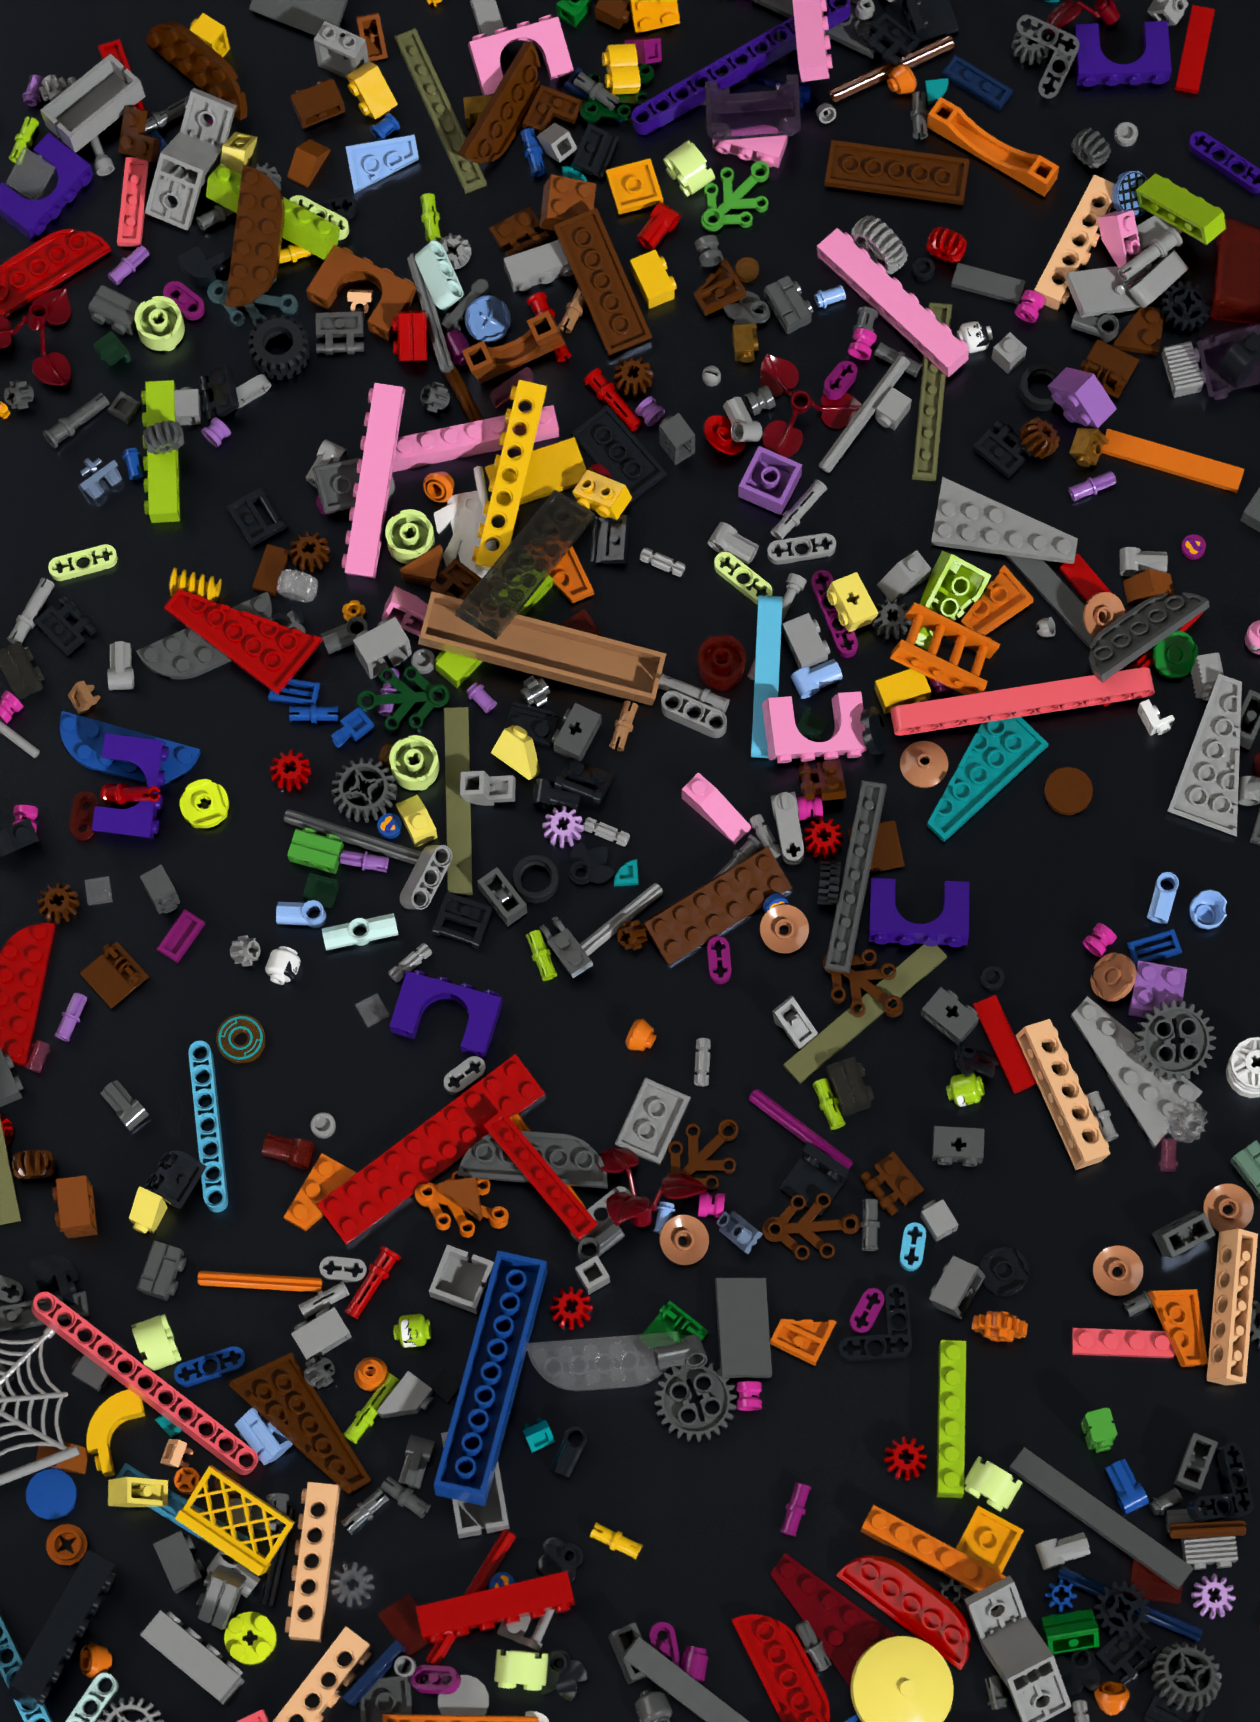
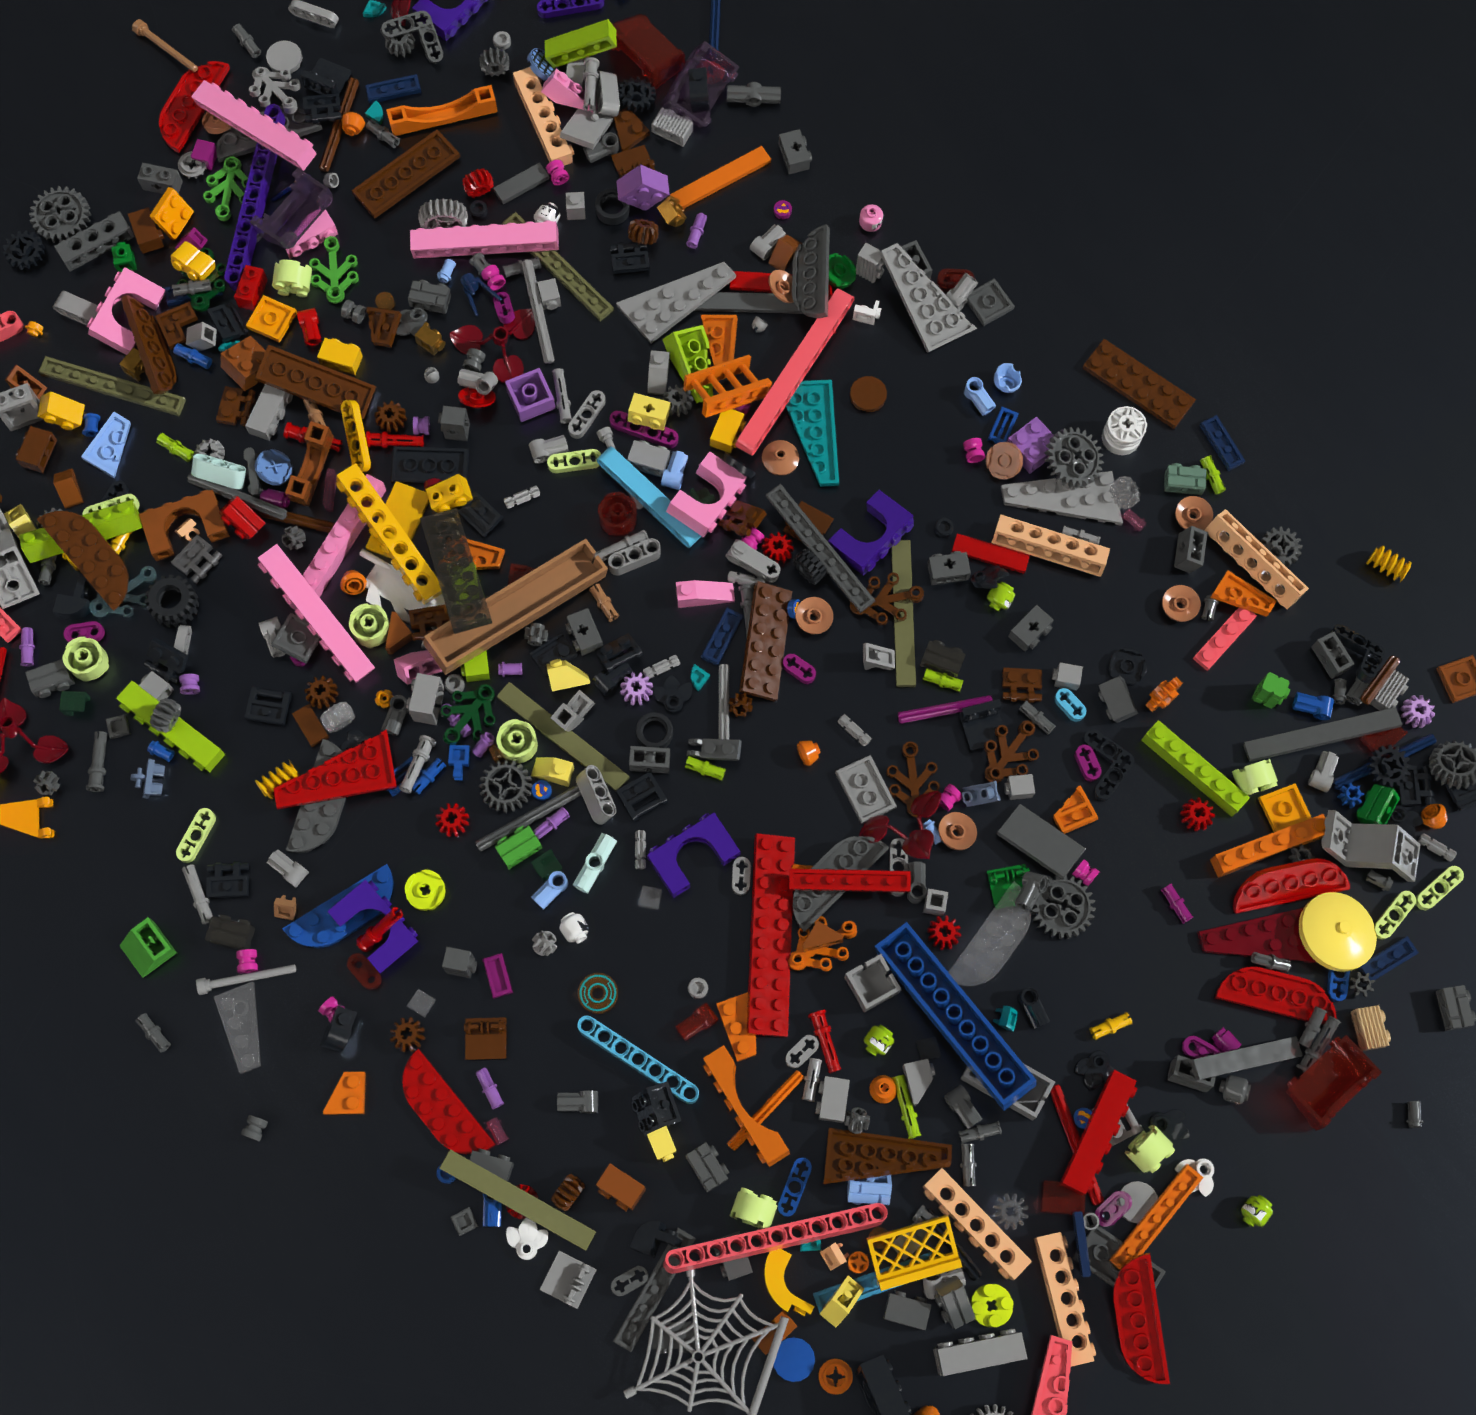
camera: 55 degrees left, 0 degrees up
(263, 1211) = (768, 1142): none -> orange arch
(325, 690) = (420, 755): none -> light grey pin
(390, 734) = (485, 741): none -> medium lavender pin
(583, 362) = (350, 409): none -> yellow beam
(647, 141) = (250, 287): none -> red brick
(688, 862) = (722, 636): none -> dark blue tile
(733, 28) = (227, 186): none -> bright green plant
(781, 1263) = (1019, 787): none -> light grey brick
(835, 330) = (471, 284): none -> dark blue plant

